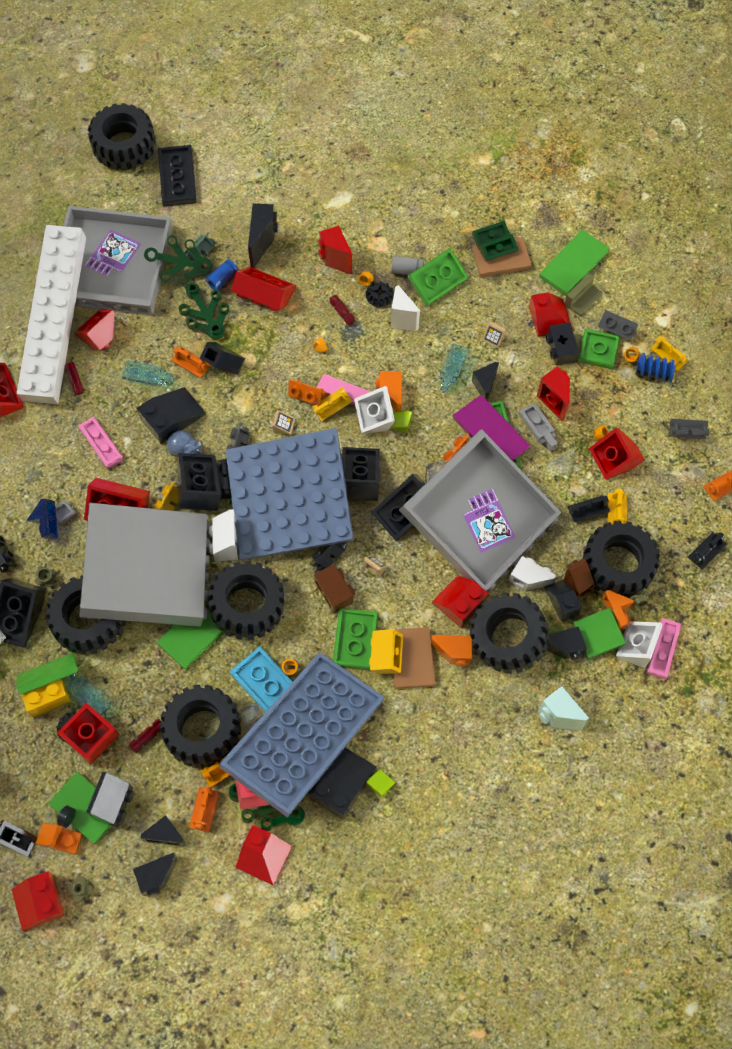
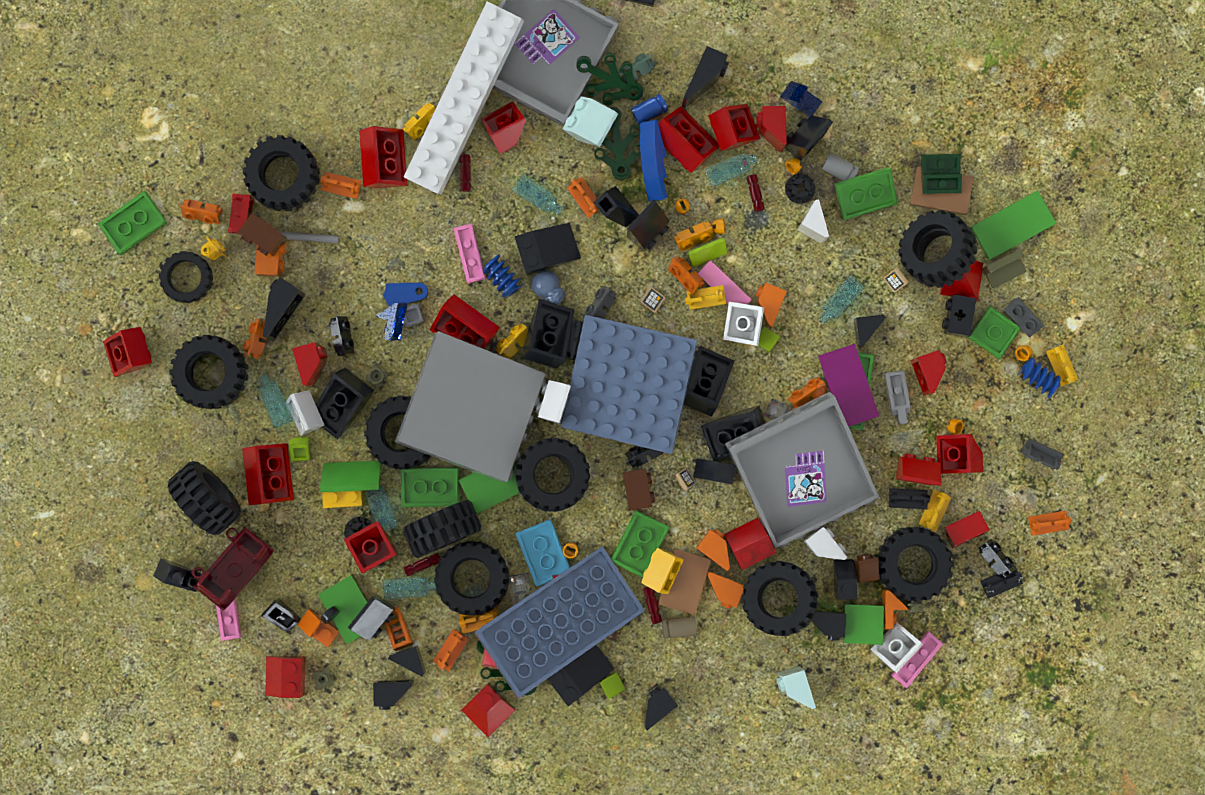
camera: 20 degrees right, 20 degrees up
(16, 355) = (416, 128): none -> yellow hinge
(51, 492) = (404, 292): none -> blue piece
(130, 660) = (429, 487): none -> bright green tile
(137, 449) = (501, 277): none -> blue piece
(139, 762) = (406, 587): none -> clear light blue hinge
(150, 817) = (406, 634): none -> orange slope
(152, 682) = (442, 528): none -> black tyre
(172, 297) = (589, 121): none -> light aqua slope
(239, 309) = (652, 162): none -> blue slope
(255, 359) = (648, 227): none -> black slope
(279, 343) = (678, 207): none -> light orange hinge
(301, 265) = (733, 126): none -> red slope
(305, 358) = (702, 233): none -> light orange hinge
(311, 298) = (729, 169): none -> clear light blue hinge
(316, 368) = (707, 252): none -> lime slope
(353, 228) = (801, 99): none -> clear blue slope
(369, 247) = (807, 136): none -> black slope
(390, 690) = (652, 605): none -> dark red axle
(400, 546) = (714, 471): none -> black slope
(424, 700) = (679, 627): none -> dark tan piece
(429, 614) = (715, 548): none -> orange slope
(433, 778) = (658, 705): none -> black slope
(530, 302) = (922, 233): none -> black tyre
(587, 480) = (919, 471): none -> red slope
(654, 514) = (966, 529): none -> red hinge
(700, 533) = (993, 551): none -> black hinge

